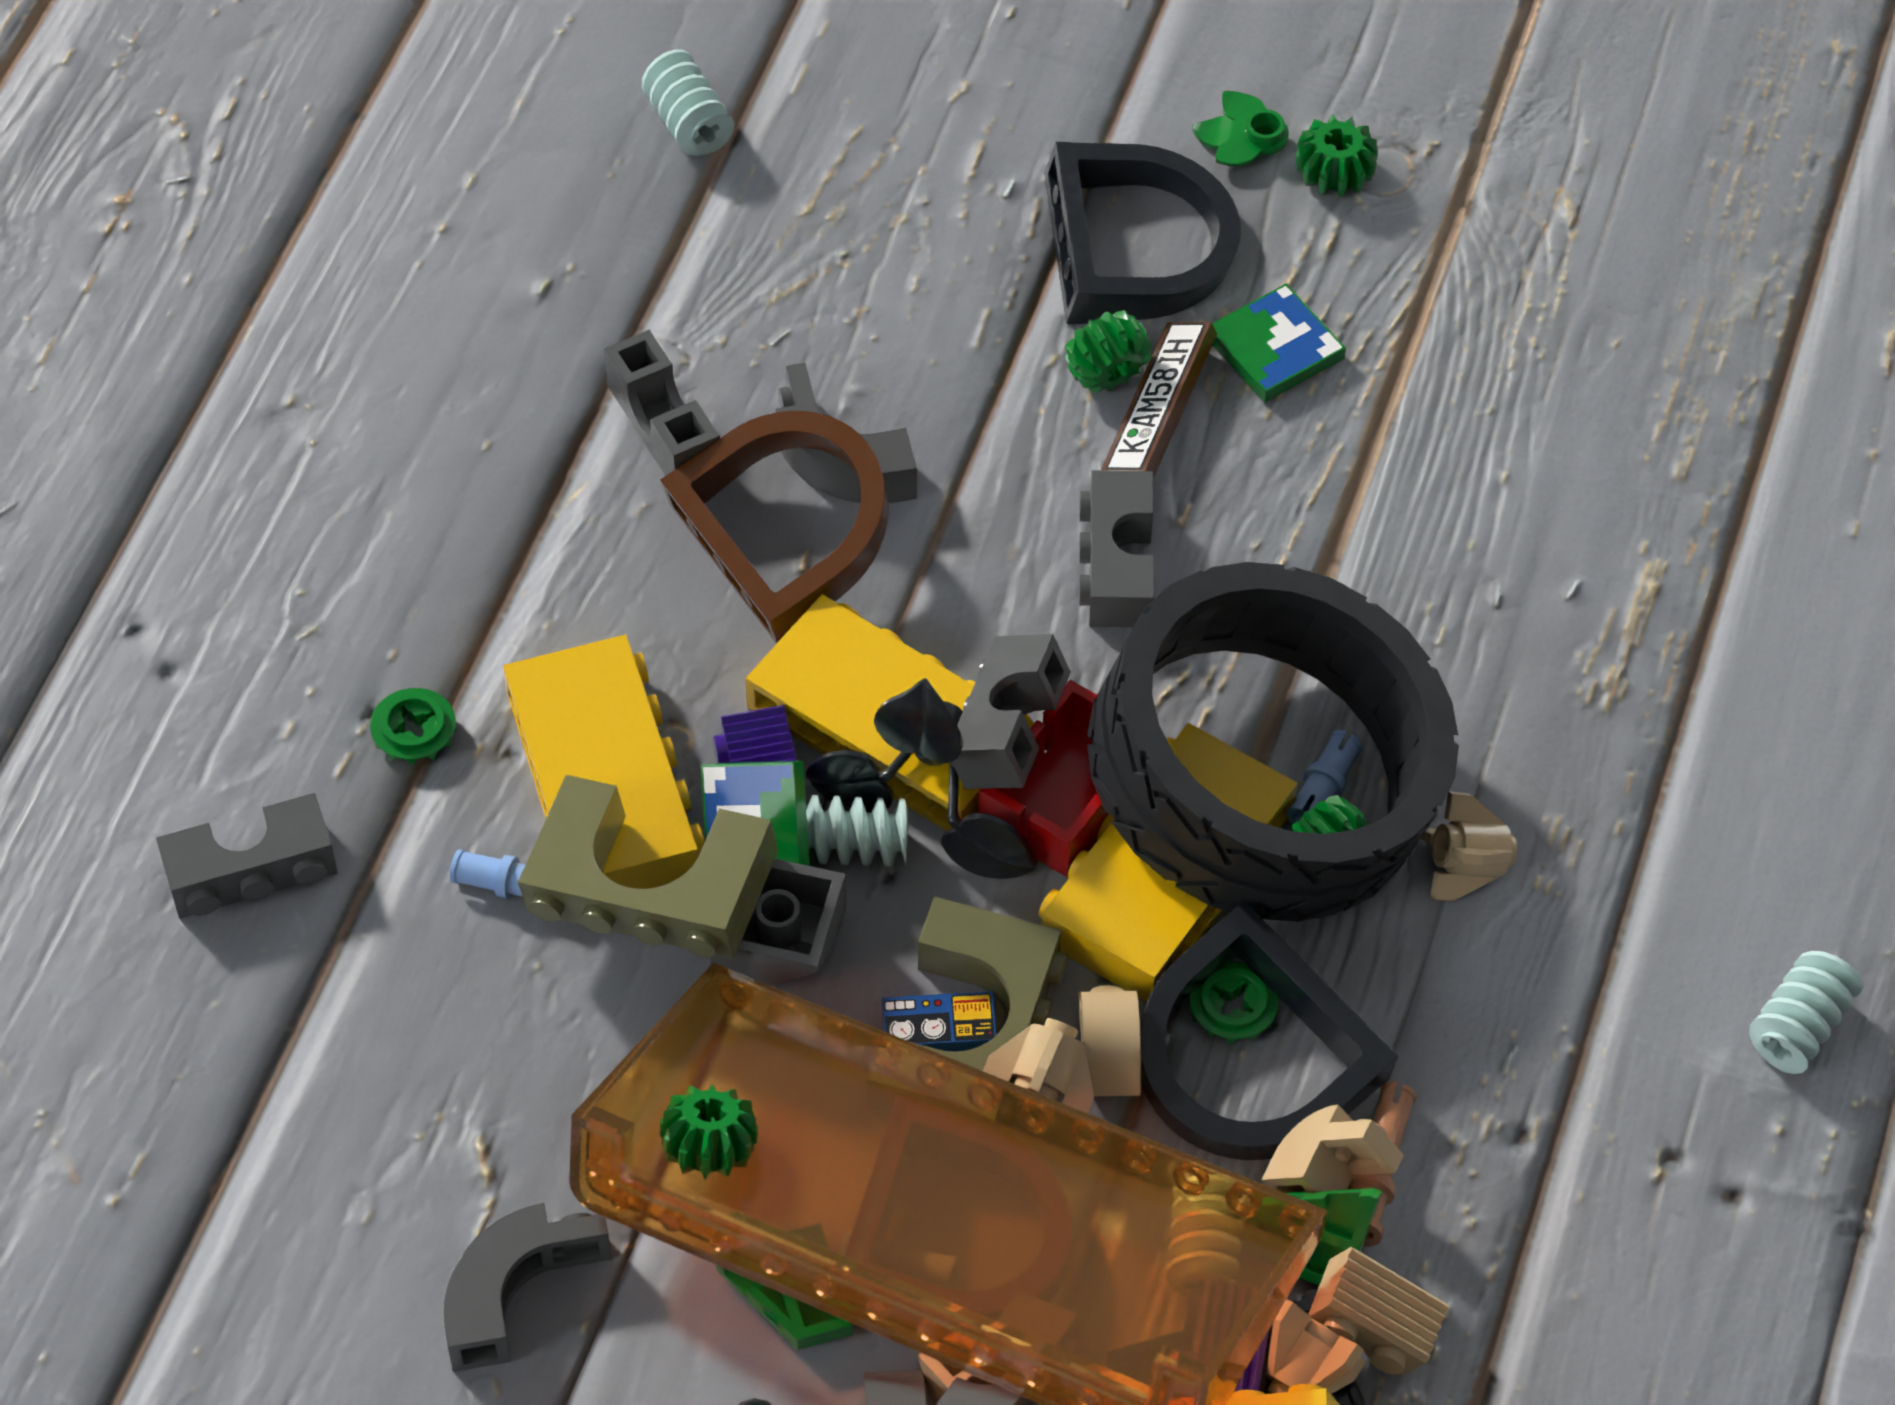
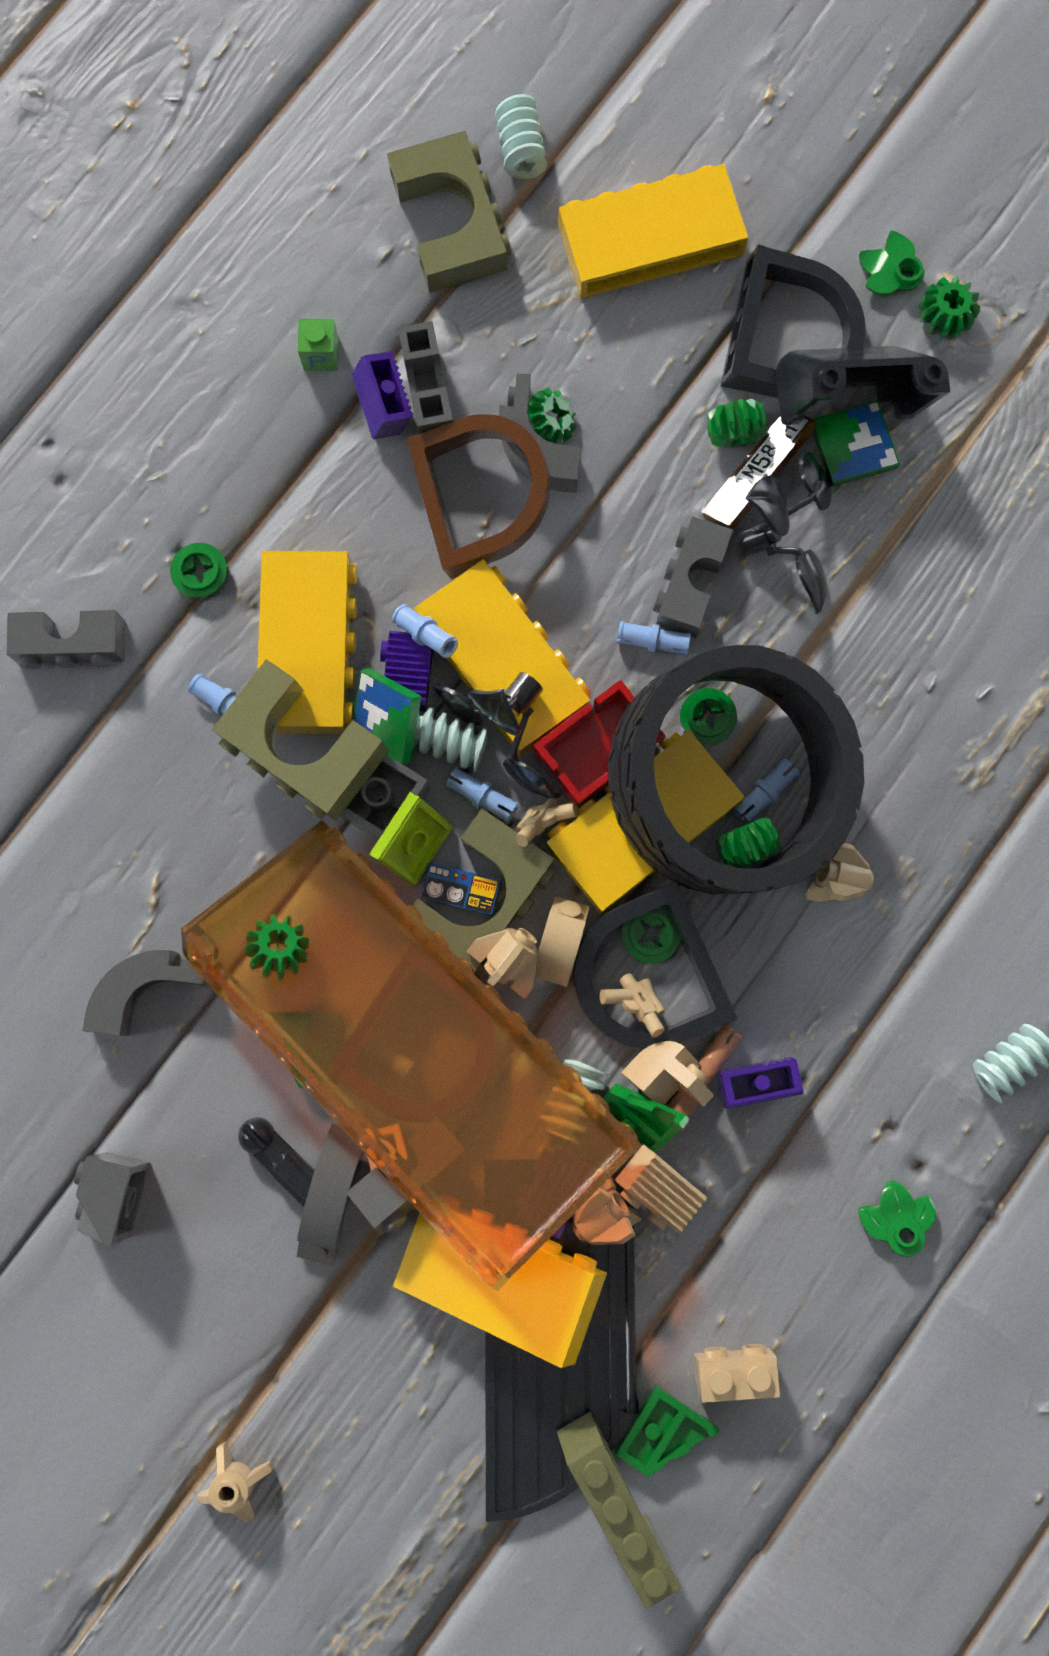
camera: 20 degrees right, 25 degrees up
(493, 406) = (318, 344): none -> bright green brick
(606, 440) = (382, 395): none -> dark purple brick
(608, 160) = (452, 167): none -> olive arch
(773, 695) = (425, 630): none -> light blue pin
(848, 959) = (411, 839): none -> lime tile
(850, 404) = (549, 427): none -> green gear
(904, 167) = (652, 230): none -> yellow brick
(920, 890) = (482, 794): none -> light blue pin
(1013, 680) = (582, 671): dark grey arch -> none
(1023, 891) = (540, 817): none -> tan piece
(1092, 636) = (653, 638): none -> light blue pin
(1199, 469) = (771, 502): none -> black plant
(1210, 694) = (715, 702): none -> green gear
(1247, 1082) = (637, 999): none -> tan piece
(1304, 239) = (900, 375): none -> black windscreen
(1462, 1134) = (760, 1083): none -> dark purple brick
(1728, 1262) = (899, 1213): none -> green plate

